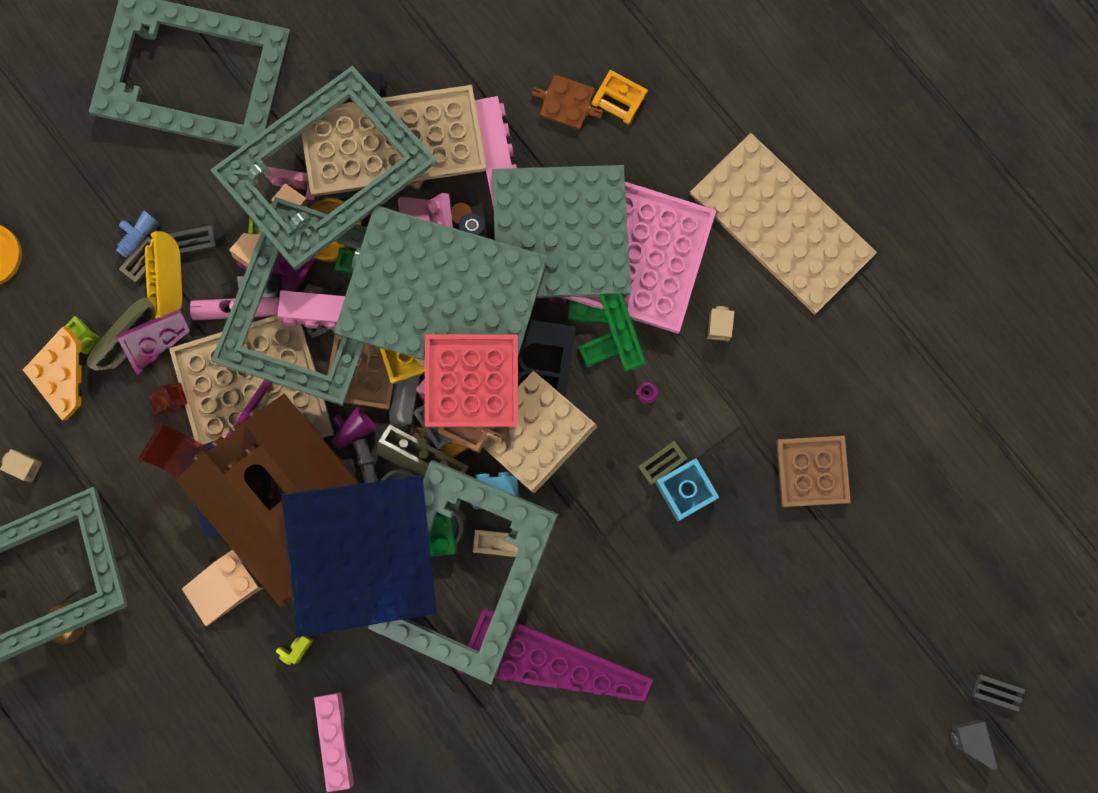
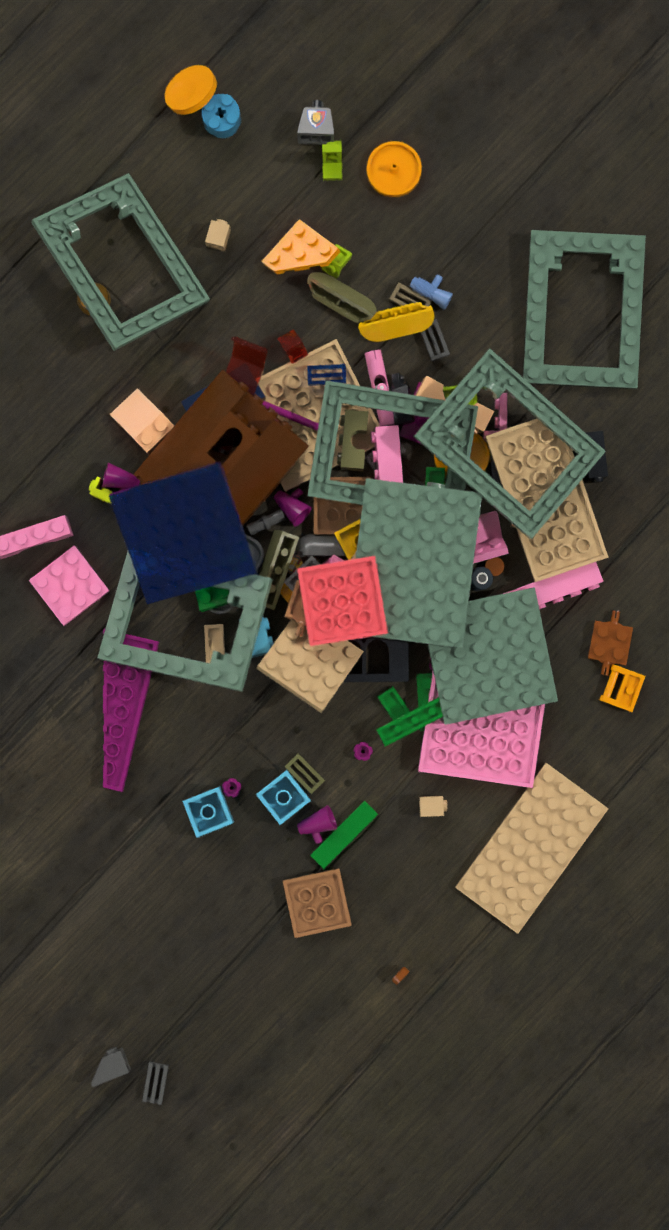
camera: 80 degrees right, 5 degrees up
(152, 338) = (340, 321): magenta wing -> none
(199, 363) = (326, 375): none -> clear blue tile
(282, 627) = (118, 478): none -> magenta piece
(307, 351) = (353, 423): none -> olive arch
(399, 706) = (69, 585): none -> bright pink plate
(671, 554) = (231, 782): none -> magenta plate
(691, 580) = (208, 811): none -> medium azure brick
(721, 455) = (318, 822): none -> magenta piece
(738, 429) = (344, 834): none -> green tile
(908, 389) = (400, 975): none -> dark orange tile

